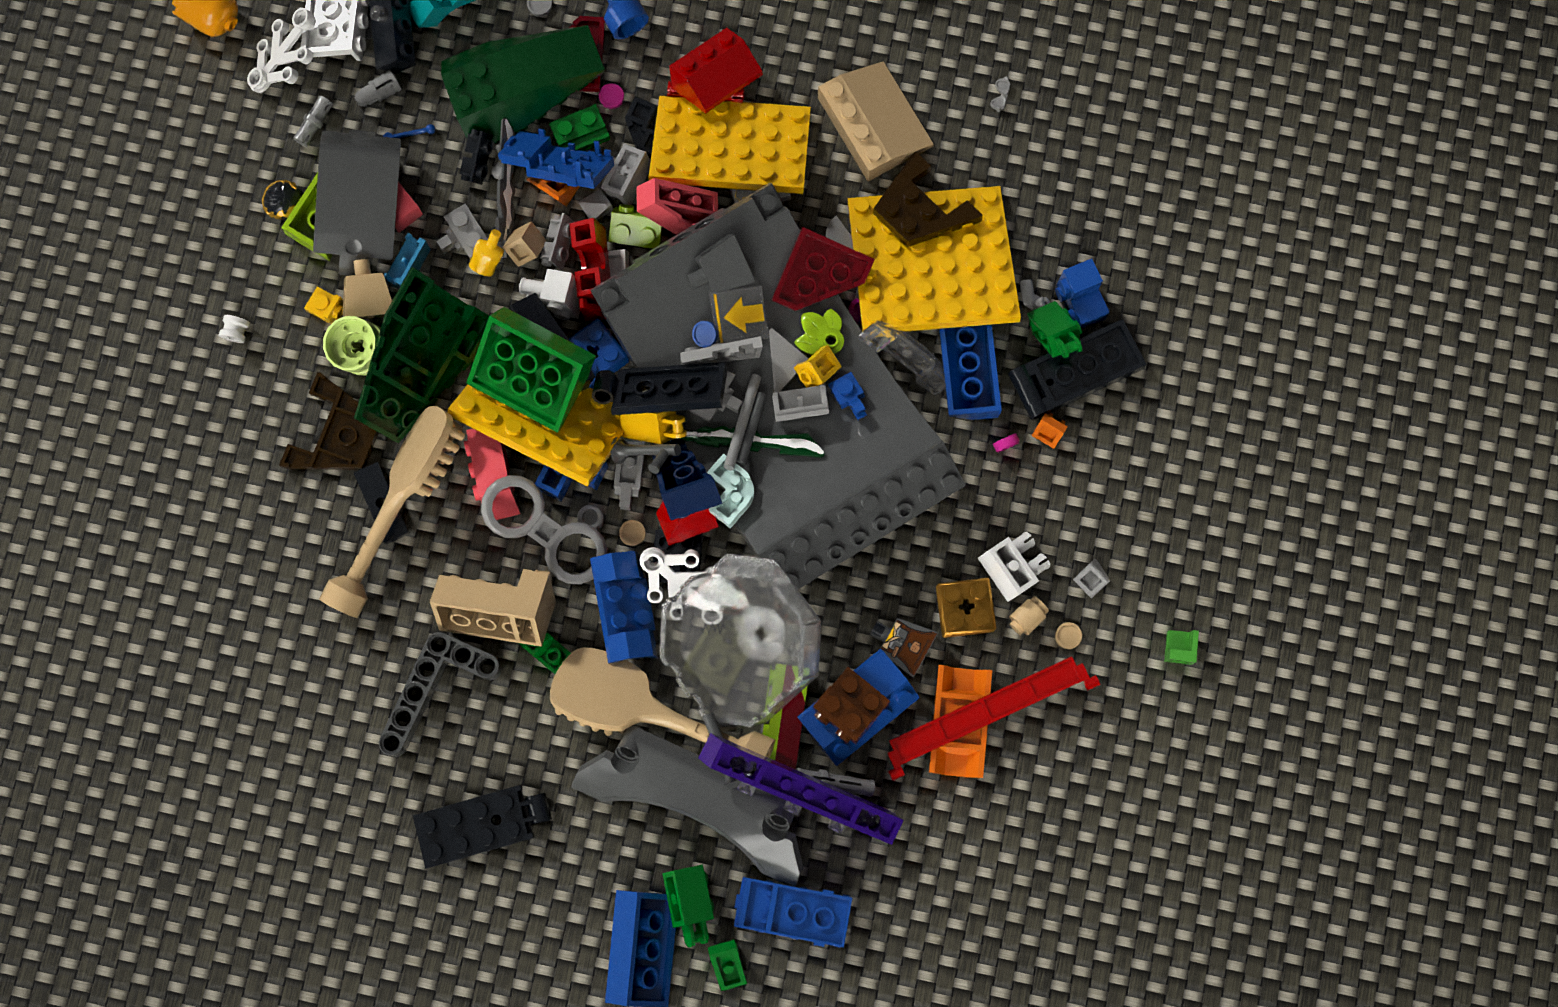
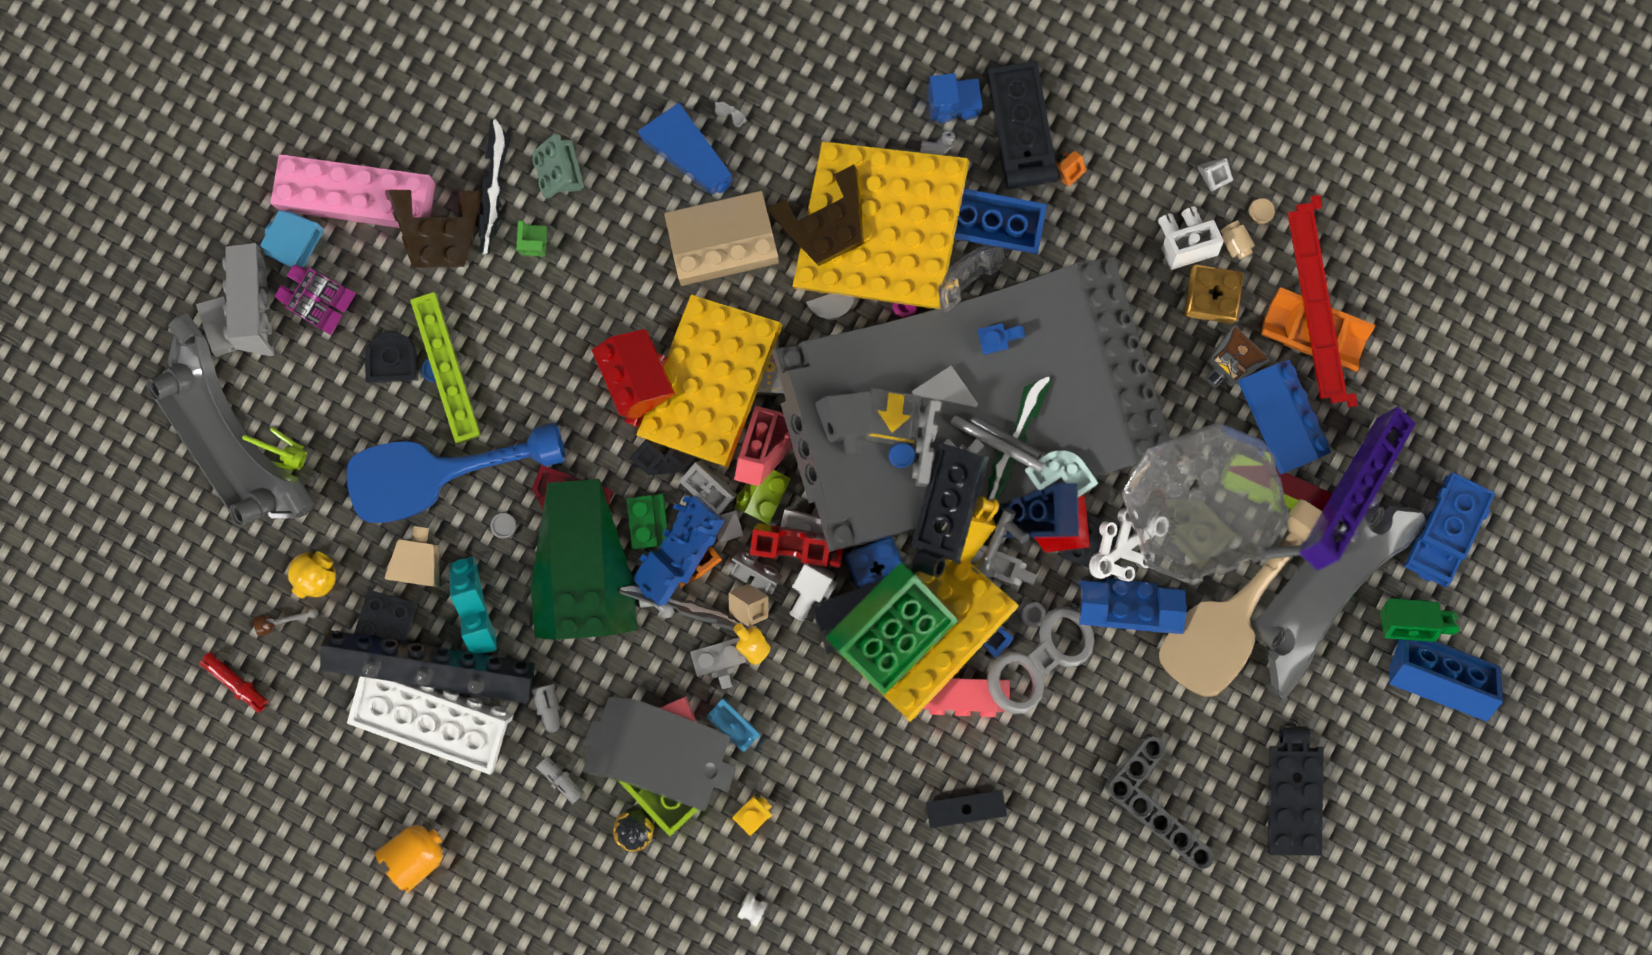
camera: 75 degrees left, 5 degrees up
(263, 76) = (482, 795): white plant -> none
(343, 441) = (891, 827): dark brown wing -> none
(344, 341) = (806, 806): yellowish green wheel -> none
(365, 293) = (759, 771): tan torso -> none
(416, 459) = (951, 770): tan piece -> none
(417, 355) = (830, 730): dark green wedge -> none
(430, 129) = (598, 709): blue hinge -> none
(476, 168) = (657, 631): black hinge -> none
(495, 609) = (1106, 726): tan hinge -> none
(550, 654) = (1146, 690): green slope -> none
(611, 96) = (620, 481): dark pink piece -> none
(632, 533) = (1058, 579): tan piece -> none
(727, 965) = (1477, 601): green slope -> none
(800, 403) = (996, 384): light grey hinge -> none
(818, 329) = (927, 349): lime plate -> none
(818, 367) = (965, 357): yellow bracket -> none
(819, 271) = (871, 330): dark red plate -> none
(846, 783) = (1351, 436): light grey pin -> none
(850, 706) = (1288, 422): reddish brown plate -> none
(953, 60) = (684, 146): none -> blue slope
(1006, 443) = (1071, 211): dark pink tile -> none
(1055, 329) = (983, 131): green brick -> none
(1181, 647) = (1301, 113): bright green panel -> none

